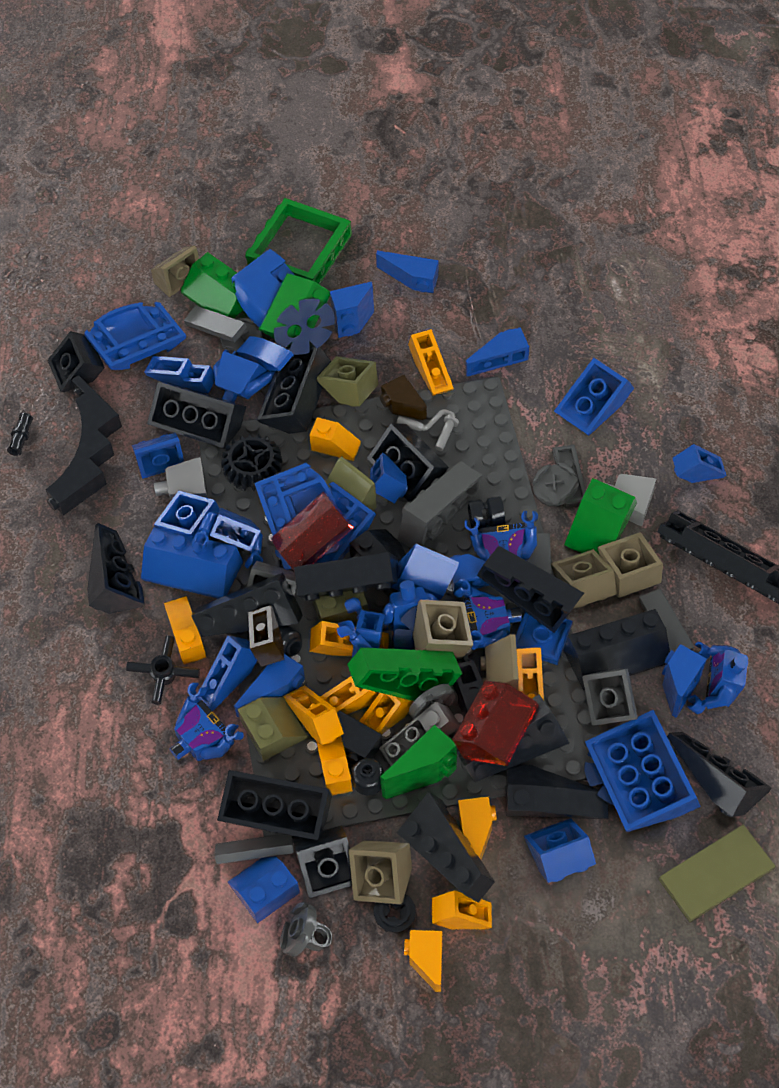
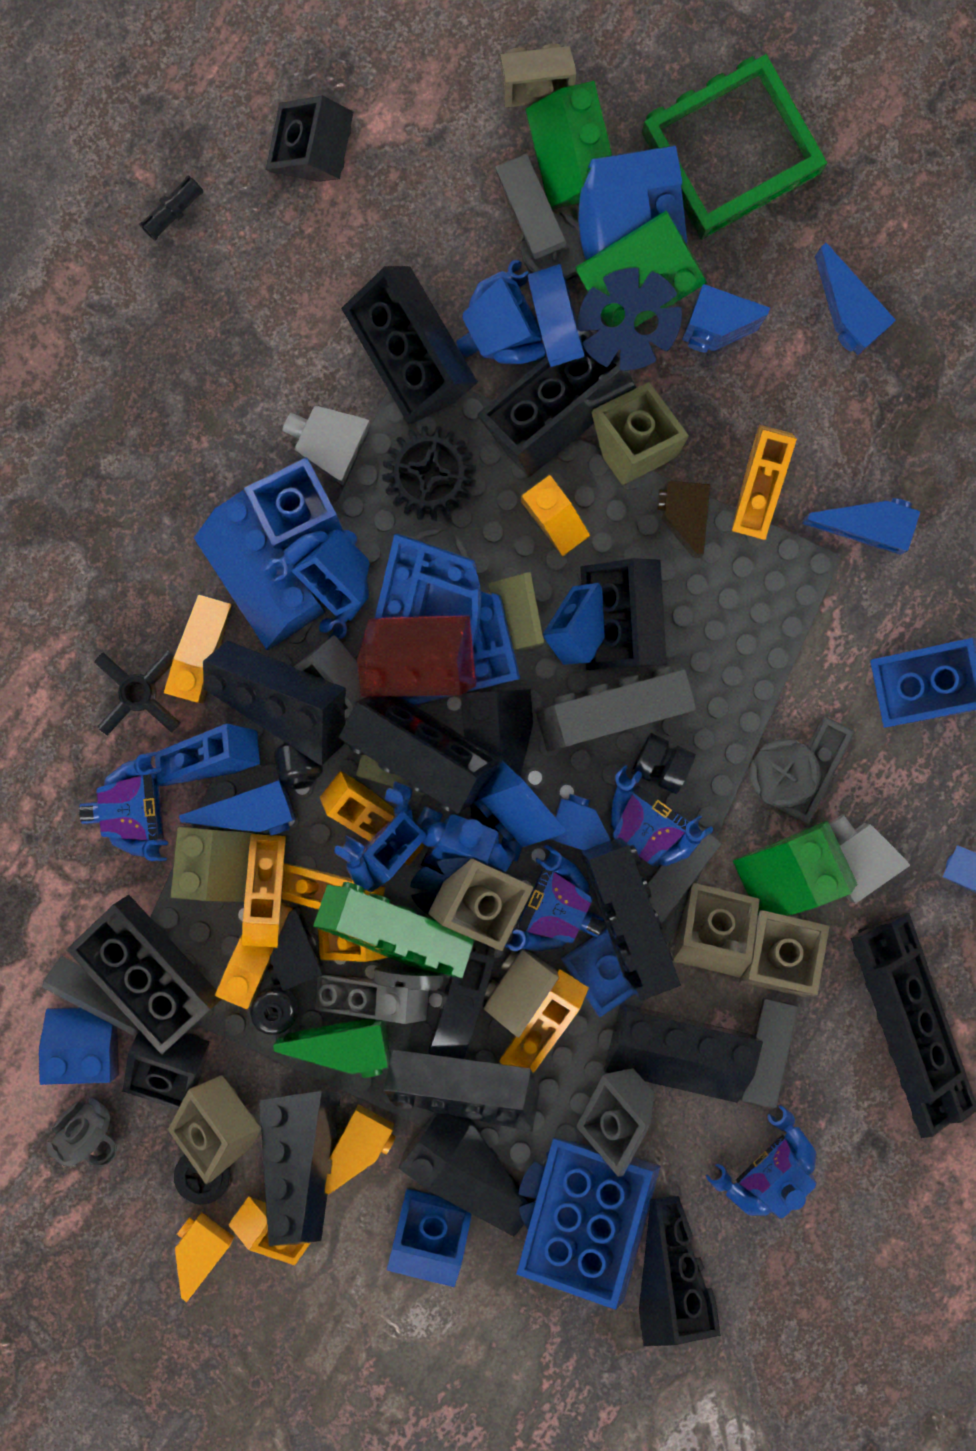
camera: 35 degrees right, 30 degrees up
(83, 474) = (276, 263): black arch -> none
(110, 578) = (155, 516): black wedge -> none
(134, 334) = (412, 147): blue slope -> none
(158, 454) = (322, 370): blue slope -> none
(181, 373) = (434, 256): blue slope -> none
(265, 636) = (267, 760): dark brown slope -> none
(450, 422) = (706, 600): light grey piece -> none
(494, 723) = (449, 1076): clear red slope -> none
(681, 676) = (721, 1148): blue slope -> none
(716, 873) = (582, 1382): olive tile -> none

